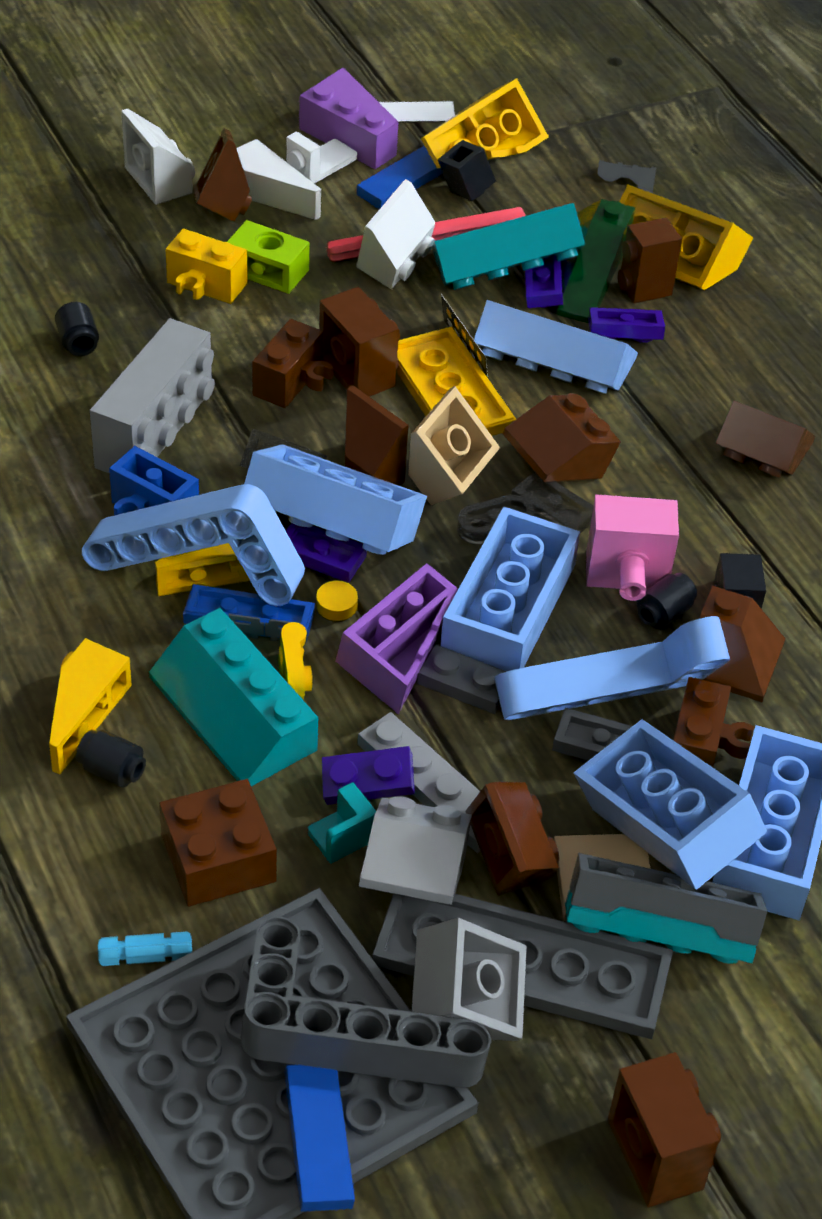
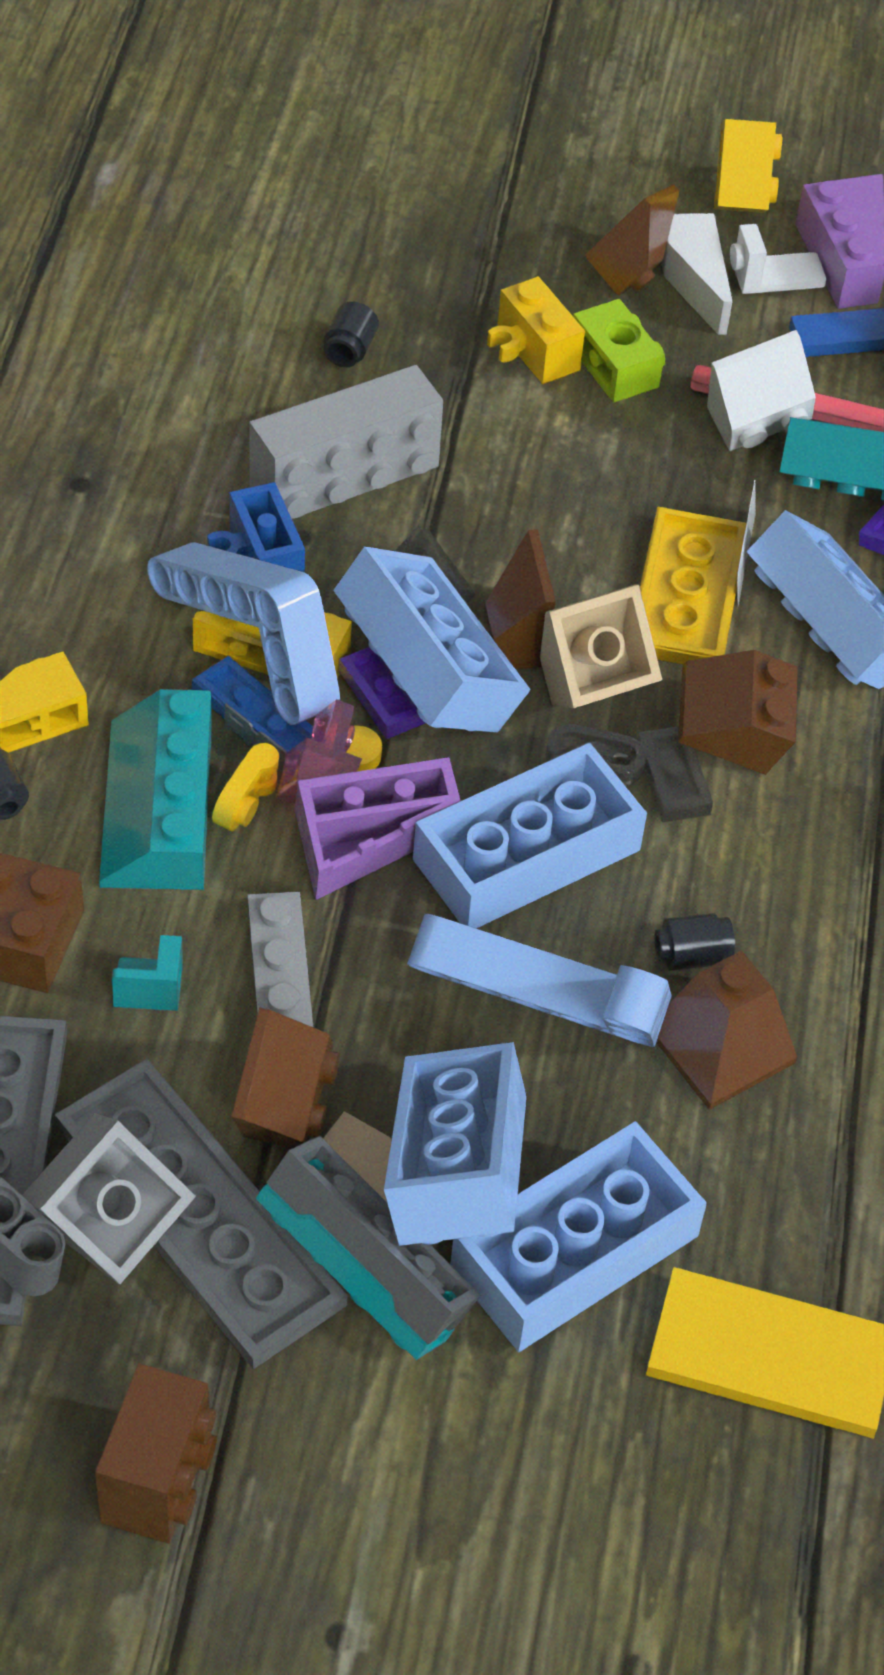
camera: 35 degrees right, 5 degrees up
(155, 160) = (592, 186): white slope -> none
(249, 99) = (746, 165): none -> yellow brick
(290, 363) = (529, 477): reddish brown brick -> none
(327, 611) = (322, 753): none -> clear pink brick
(359, 341) = (614, 490): reddish brown brick -> none
(374, 773) = (218, 940): dark purple plate -> none
(416, 850) = (179, 1040): light grey slope -> none
(461, 678) = (404, 894): dark grey plate -> none
(585, 734) = (472, 1024): dark grey plate -> none
(631, 543) = (699, 857): bright pink brick -> none
(702, 726) = (594, 1095): reddish brown brick -> none
(741, 575) = (796, 968): black brick -> none

